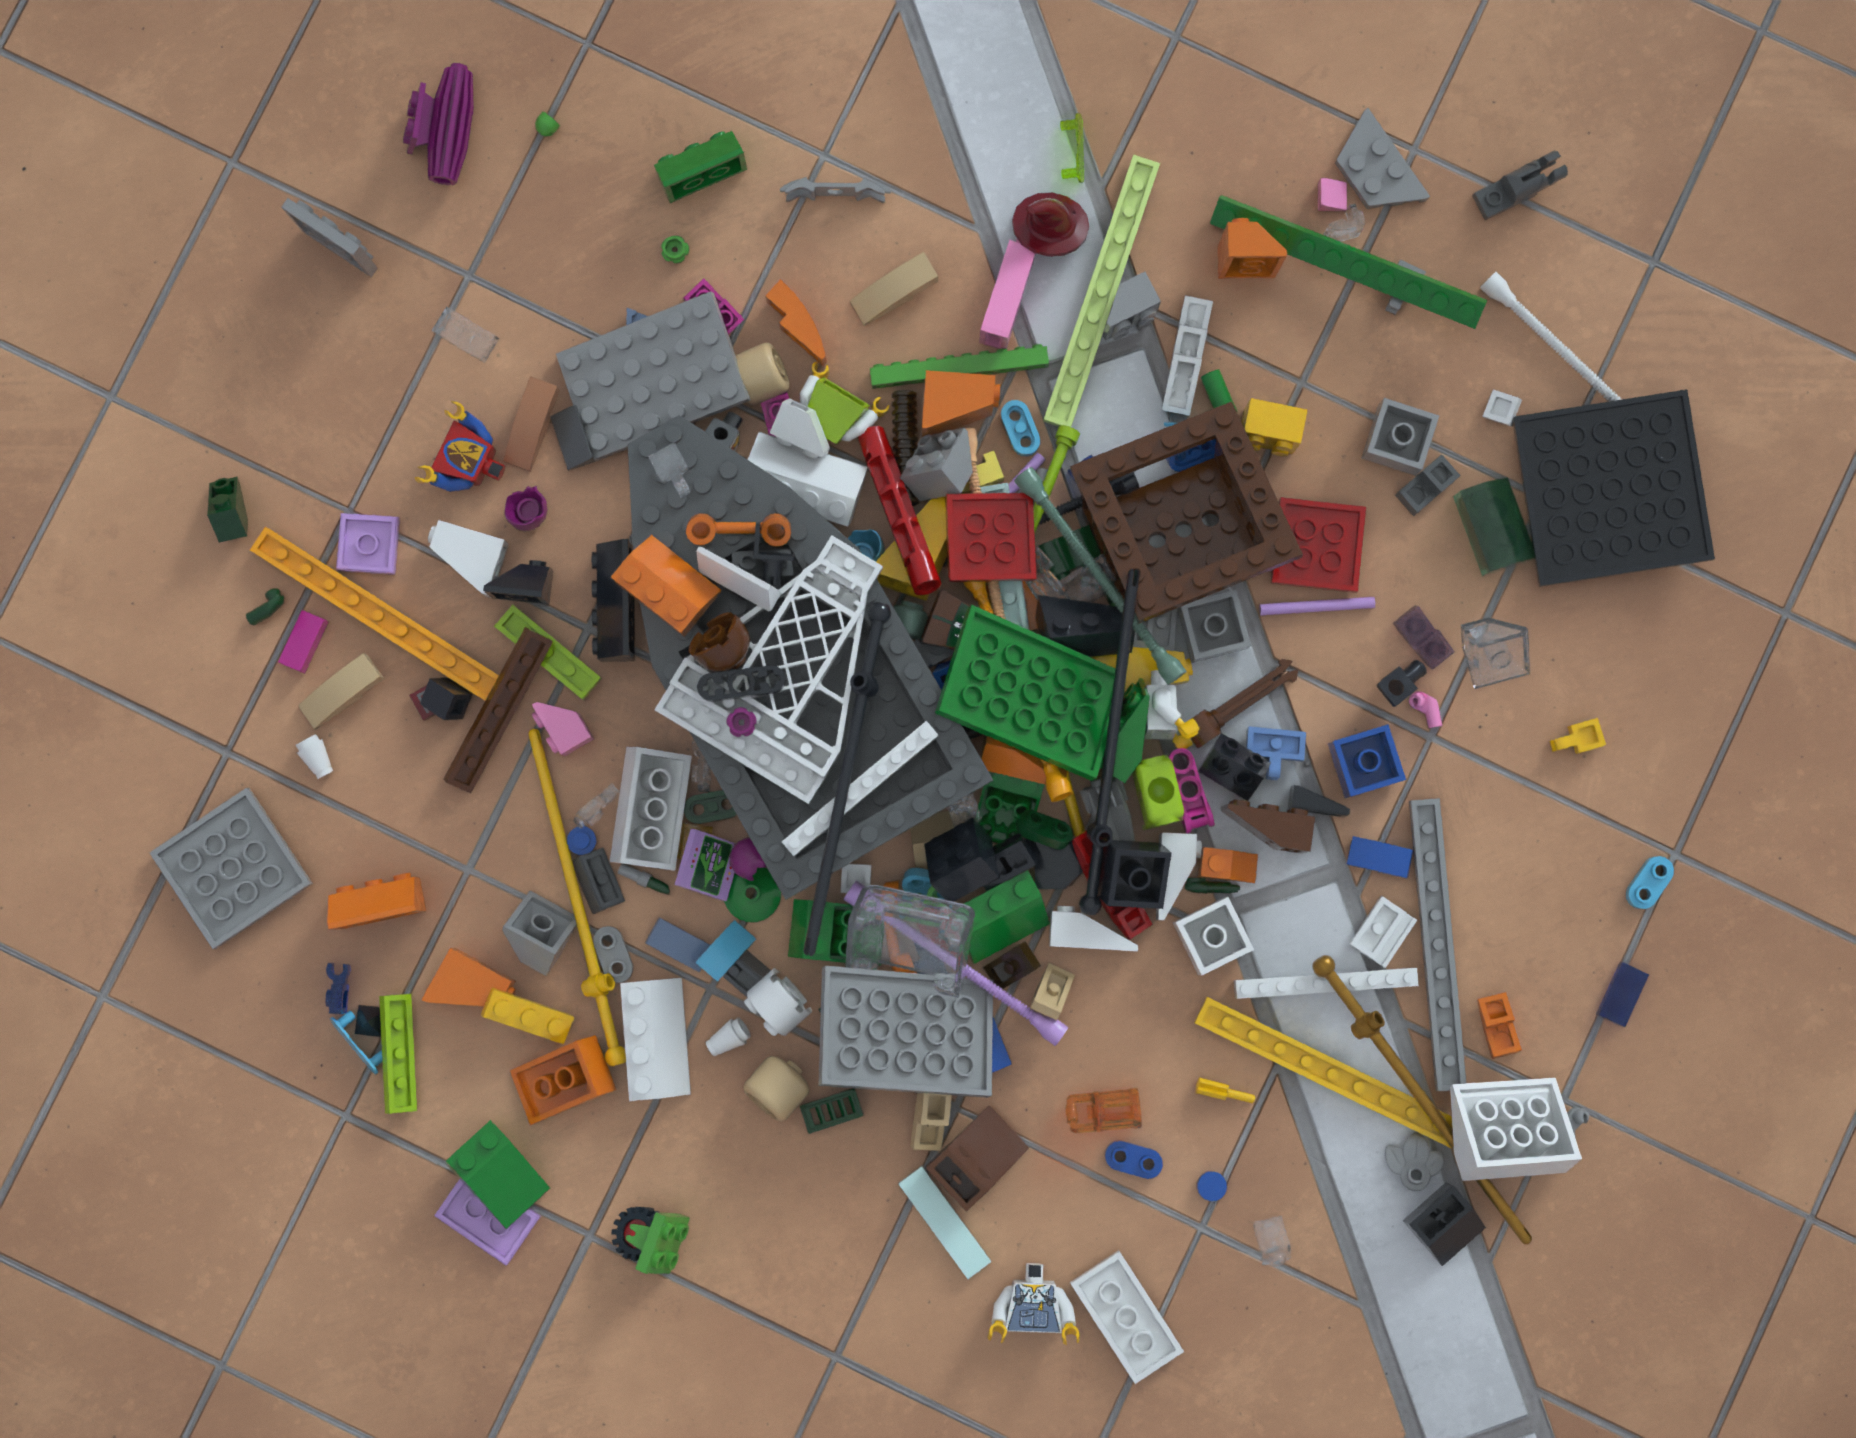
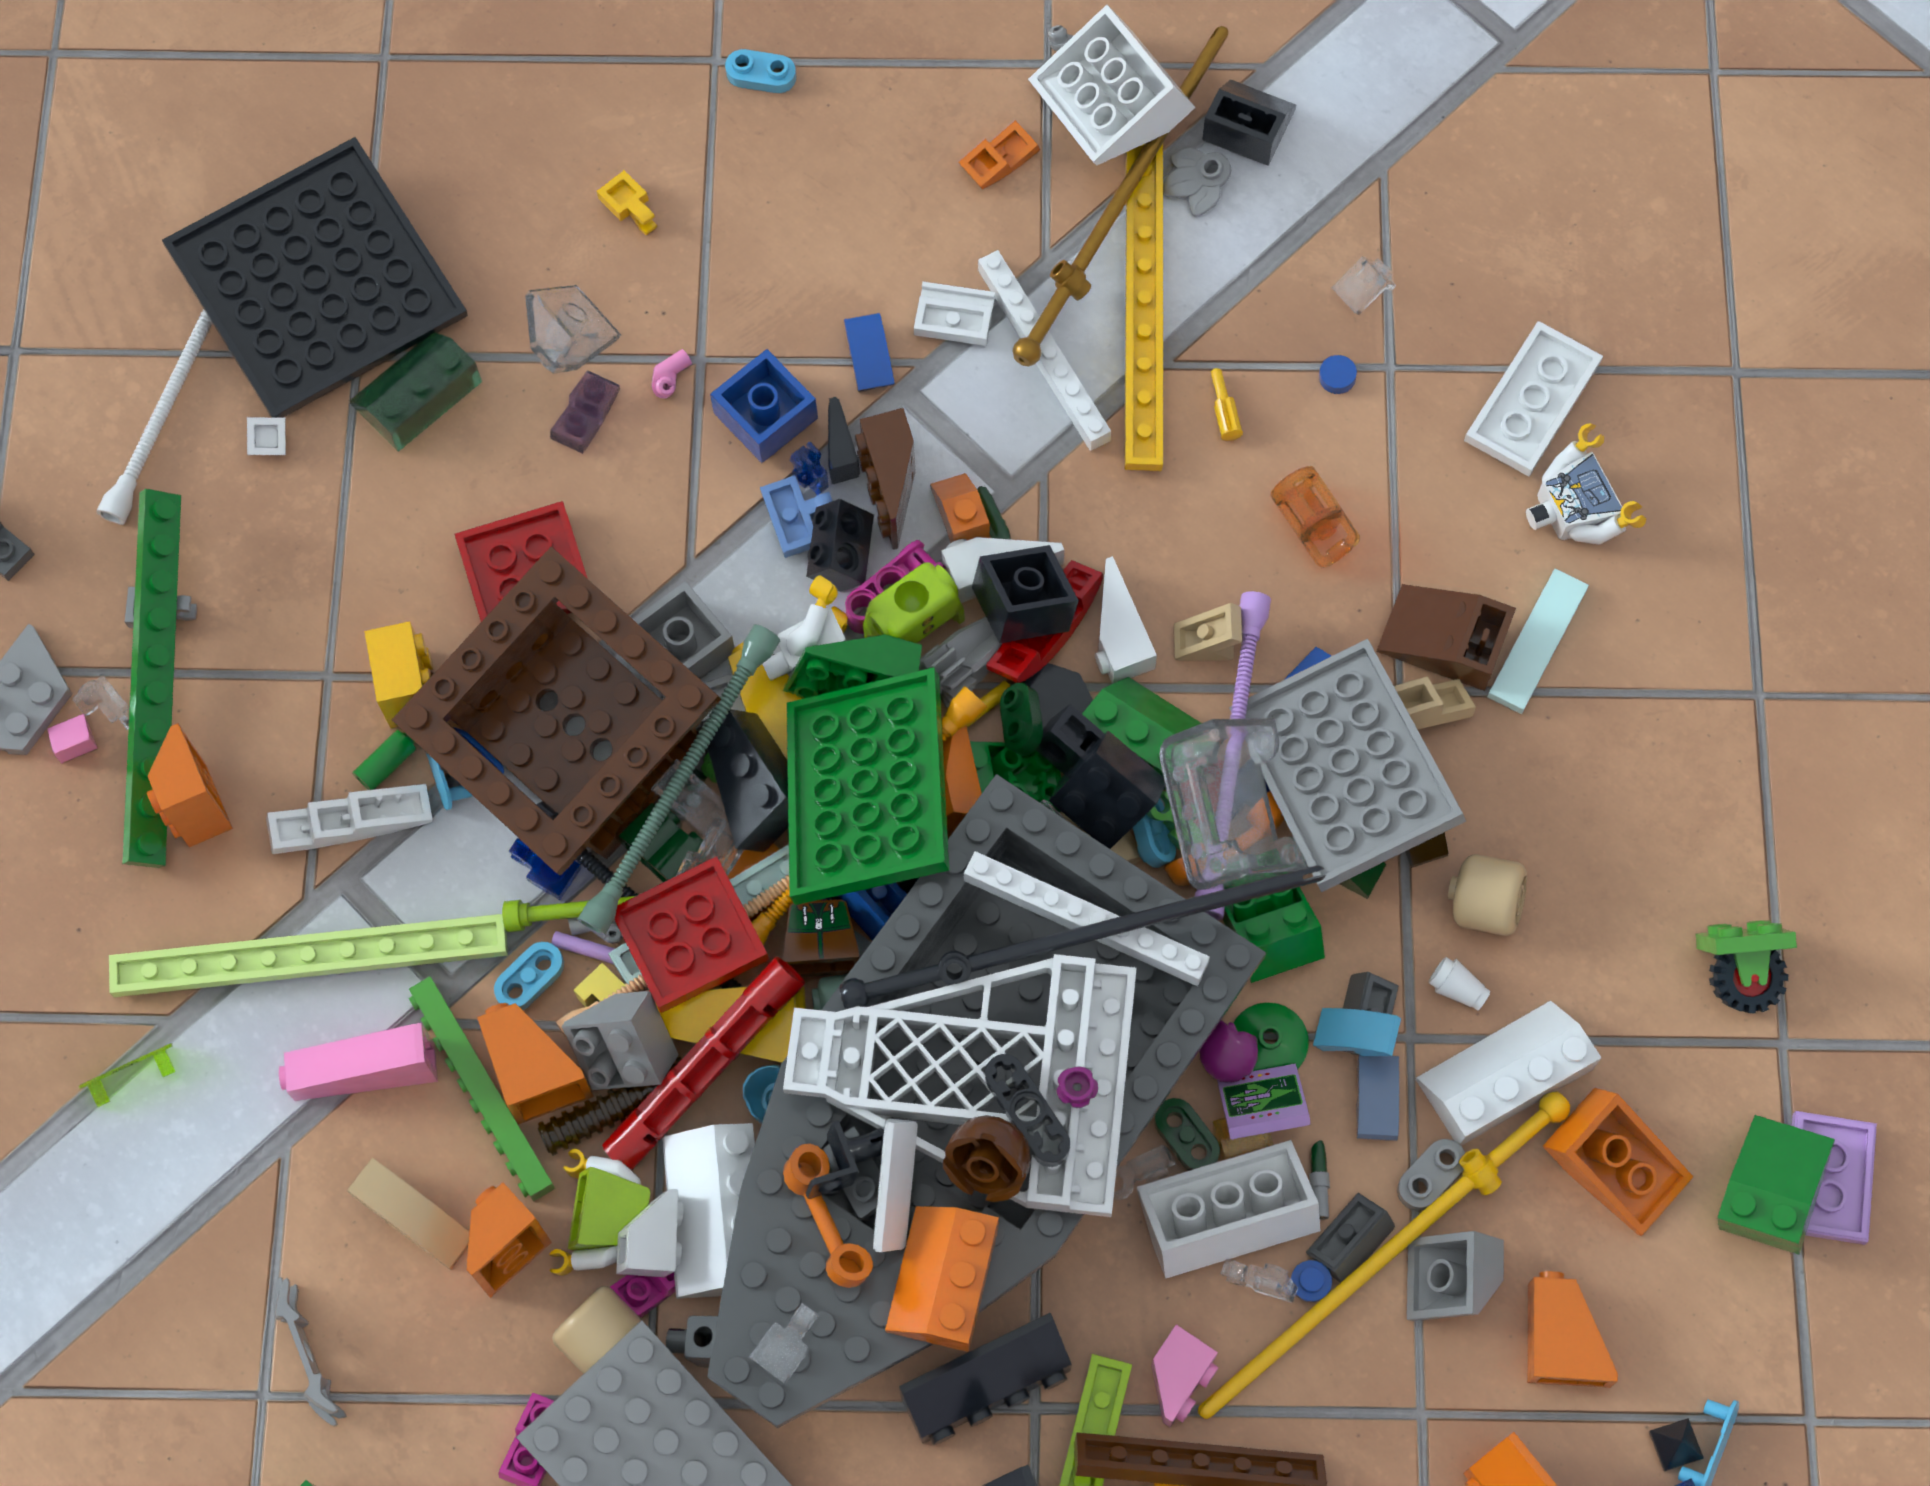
camera: 110 degrees left, 15 degrees down
(398, 1053) = (1698, 1384): lime plate -> none
(527, 1015) = (1565, 1238): yellow plate -> none
(777, 1003) = (1387, 938): white brick -> none
(796, 321) = (506, 1318): orange slope -> none
(846, 335) = (501, 1238): none -> orange slope
(854, 1101) = (1479, 804): dark green slope -> none
(1012, 965) = (1199, 690): dark brown slope -> none
(1050, 224) = (244, 1054): dark red piece -> none
(1098, 831) = (993, 652): black bar -> none
(1133, 305) = (311, 902): light grey slope -> none
(1133, 1159) = (1353, 466): blue plate -> none
(1211, 721) = (789, 592): reddish brown piece -> none
(1213, 936) = (1052, 484): white brick -> none
(1304, 771) = (808, 468): none -> clear blue plate
(1317, 606) = (600, 543): lavender bar -> none
(1400, 436) = (350, 529): light grey brick -> none
(1400, 682) = (652, 407): black bracket -> none
(1427, 485) = (395, 482): dark grey slope -> none
(1437, 943) = (937, 253): light grey plate -> none
(1622, 994) = (900, 49): clear blue plate -> none

